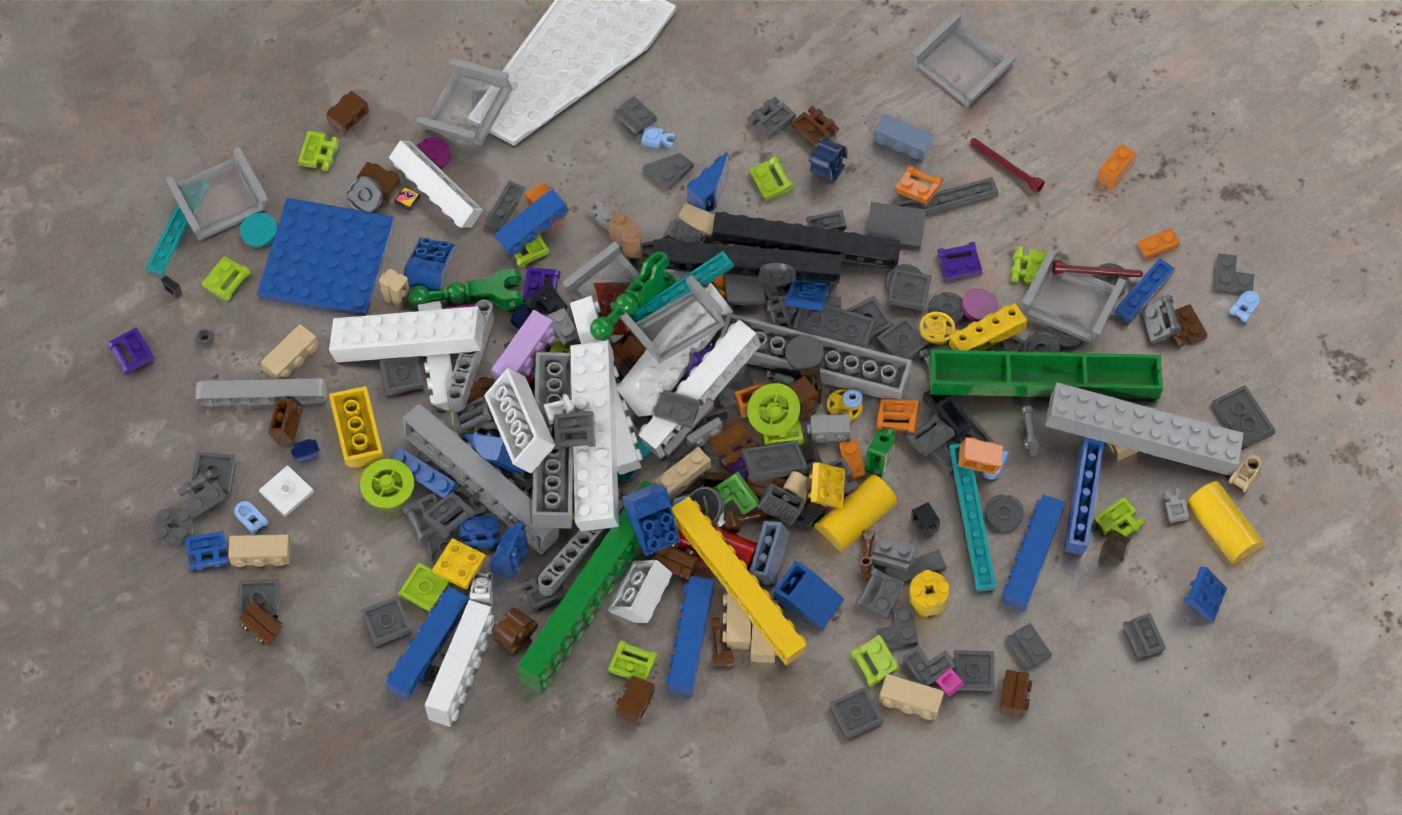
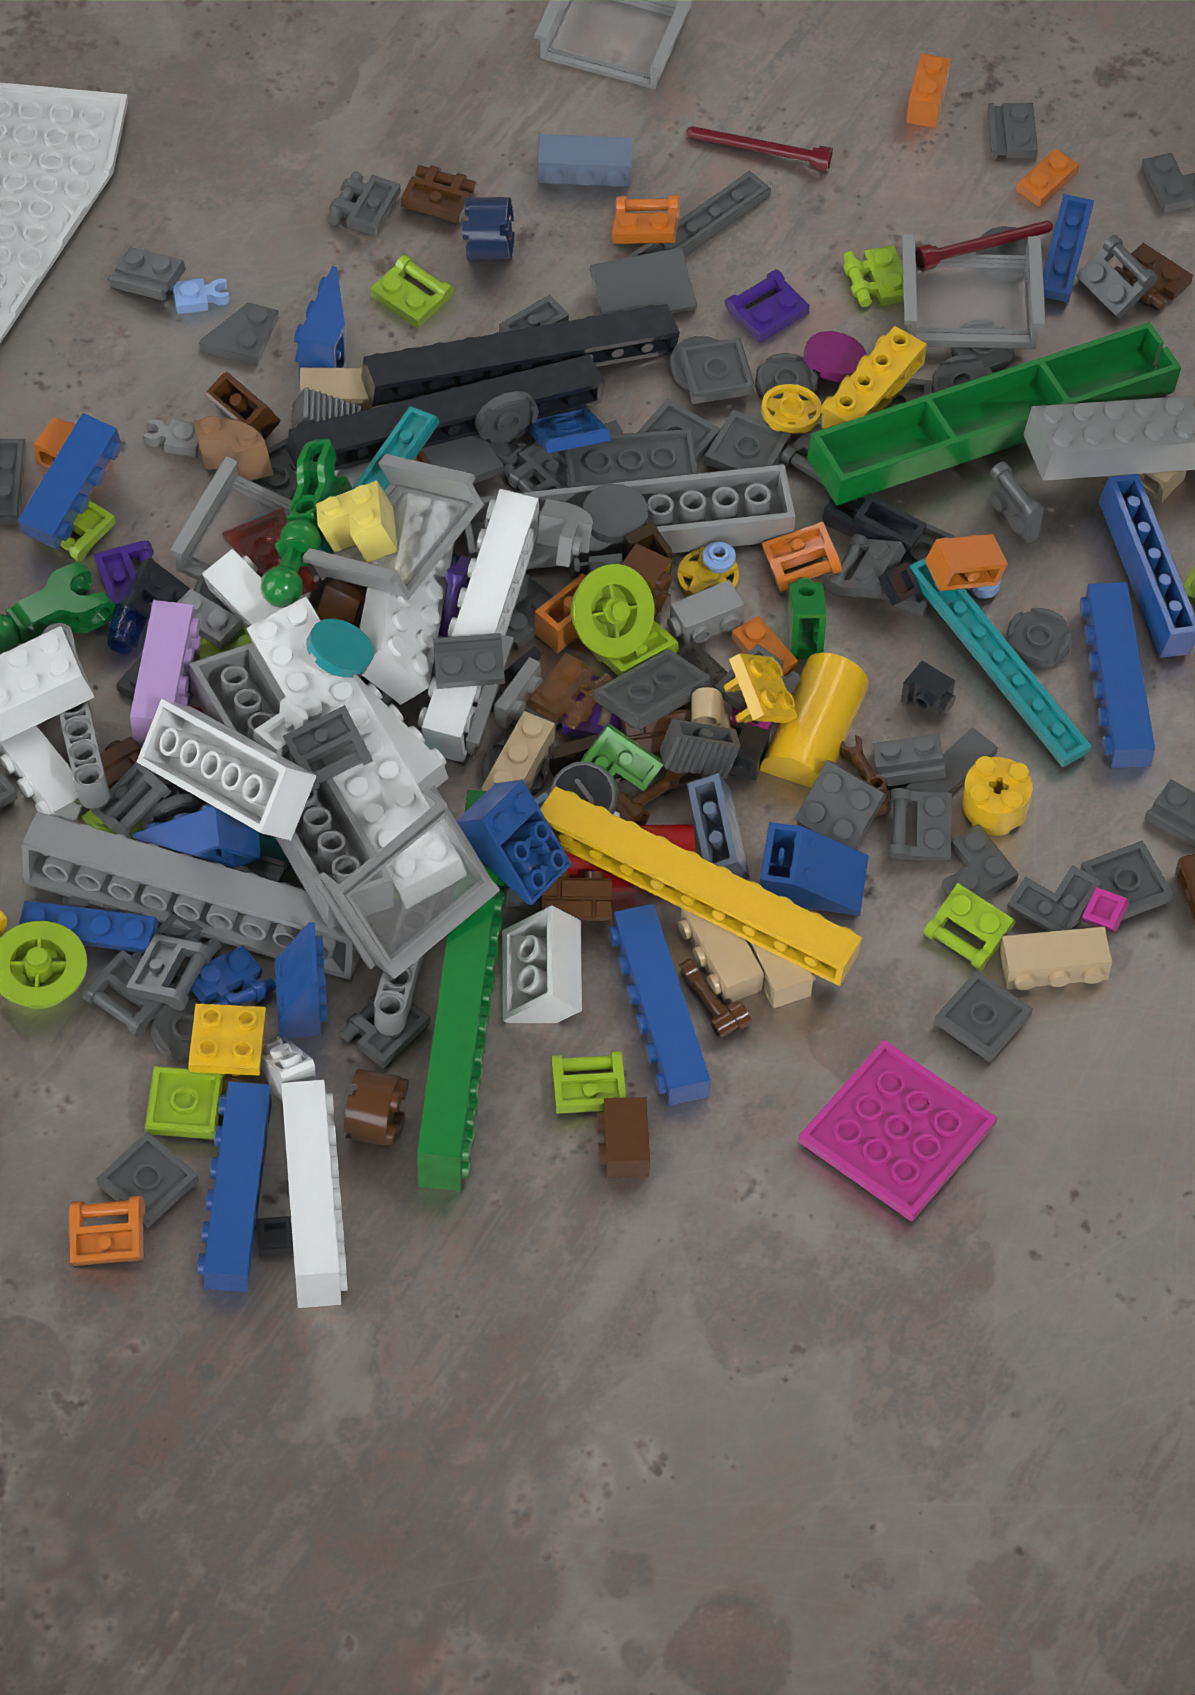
camera: 30 degrees left, 5 degrees down
(351, 646) = (106, 1242): none -> orange plate
(581, 524) = (410, 890): none -> piece
(609, 377) = (340, 648): none -> teal tile
(644, 213) = (241, 404): none -> reddish brown brick
(659, 308) = (359, 519): none -> light yellow brick
(770, 353) = (566, 528): none -> light grey brick
(778, 755) = (897, 1130): none -> dark pink plate
(841, 566) = (840, 805): none -> dark grey plate
(940, 452) = (899, 583): none -> black tile
(1154, 207) = (1012, 130): none -> dark grey plate

